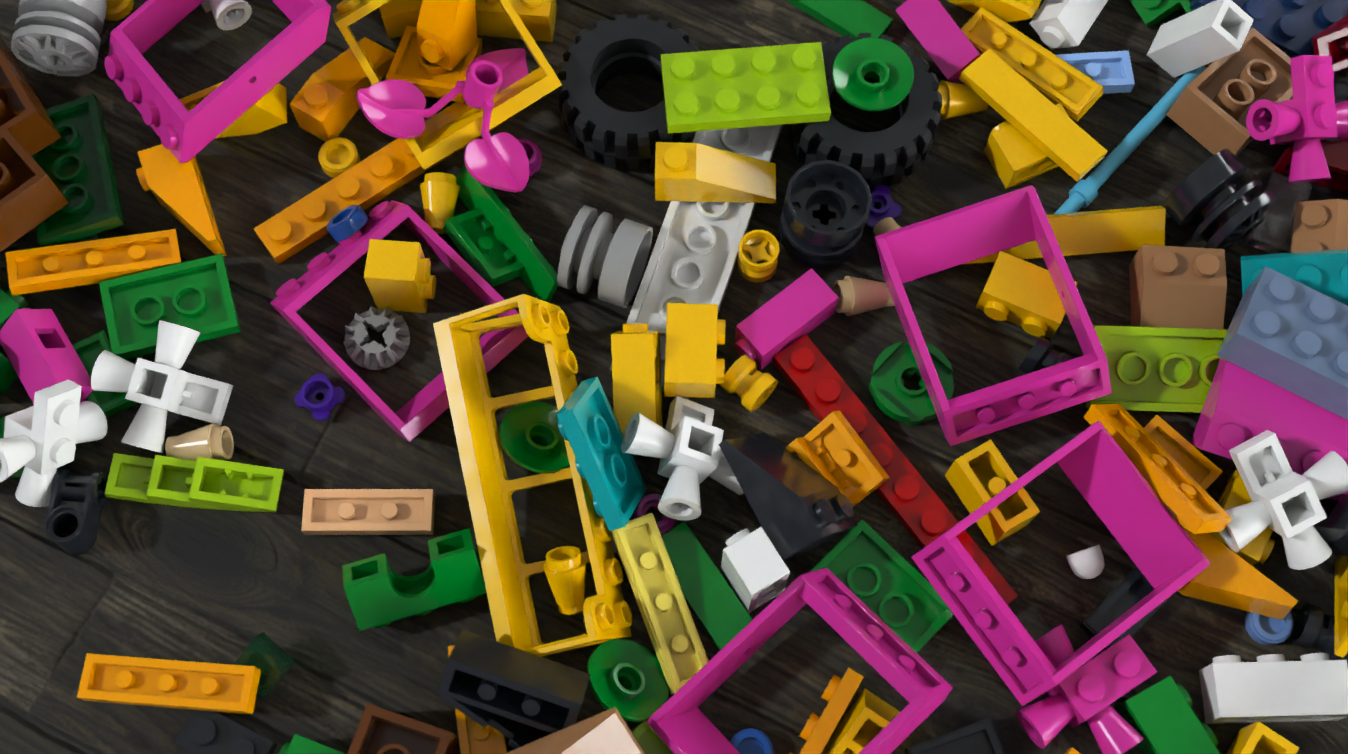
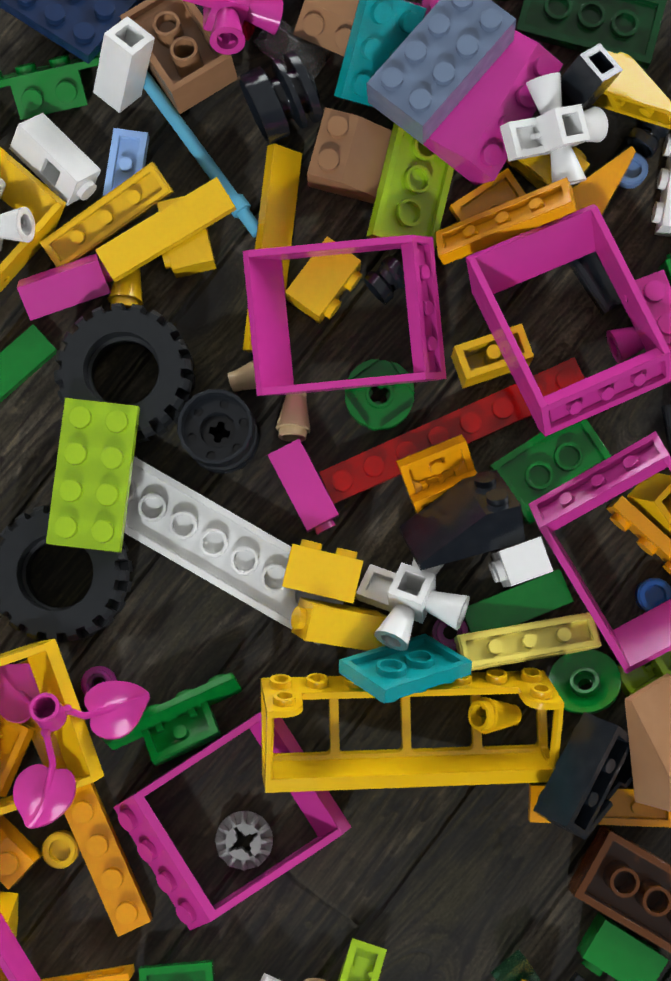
camera: 75 degrees left, 15 degrees up
(319, 385) = (288, 908): dark purple plate -> none
(347, 222) = (133, 851): blue tile -> none
(368, 512) = (401, 870): light nougat plate -> none
(382, 596) = (478, 868): green arch -> none
(399, 275) = (200, 813): yellow brick -> none
(439, 199) = (126, 765): yellow cone -> none
(530, 425) = (367, 736): green dish -> none
(595, 253) = (218, 630): light grey wheel -> none
(711, 175) = (162, 519): yellow slope -> none
(749, 383) = (354, 529): yellow wheel -> none
(758, 246) = (236, 492): yellow wheel -> none
(875, 60) = (94, 349): green dish -> none
(888, 208) = (218, 373): dark purple plate -> none
(1087, 562) = (556, 295): white hinge -> none

